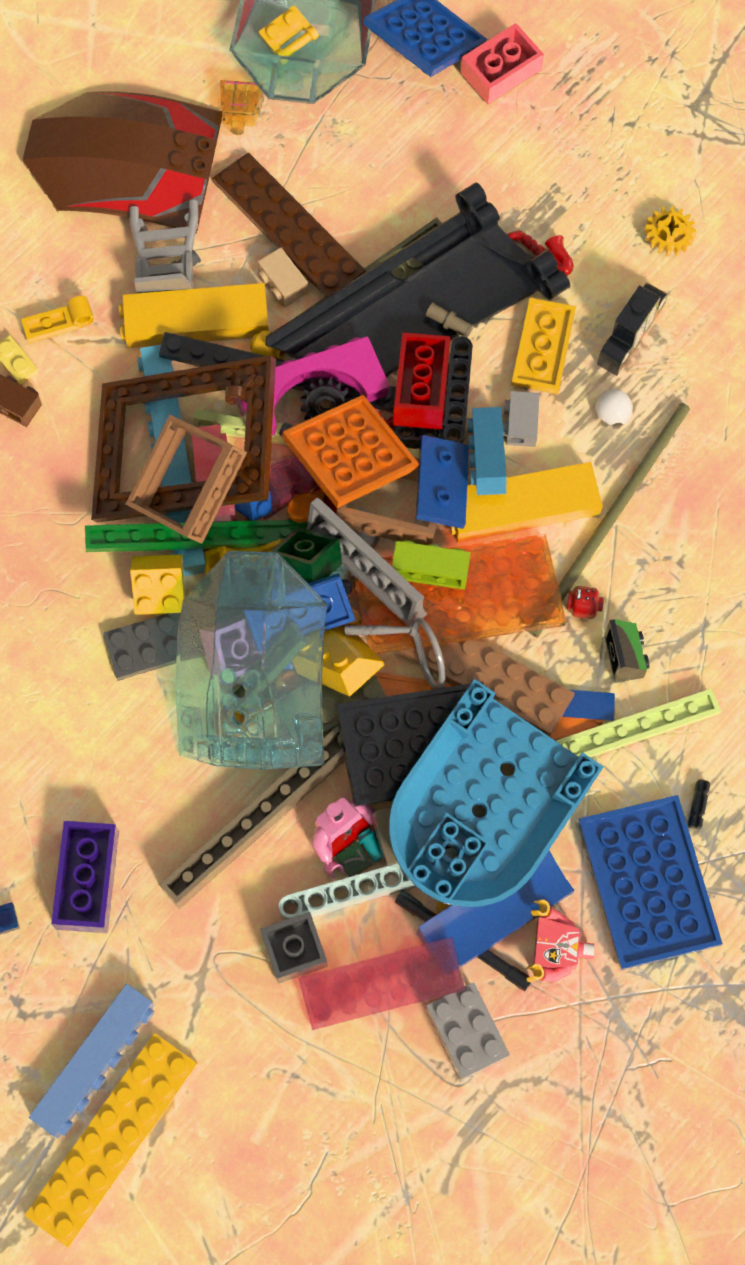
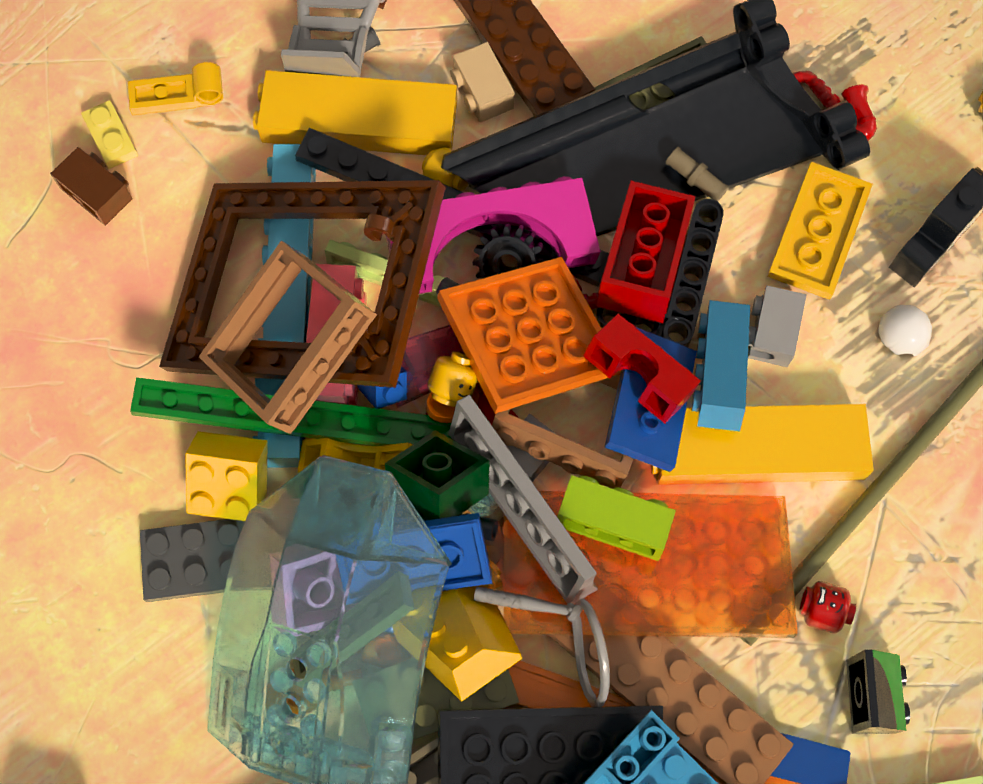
camera: 10 degrees right, 0 degrees up
(302, 490) = (452, 379): none -> yellow head
(418, 449) = (623, 346): none -> red arch

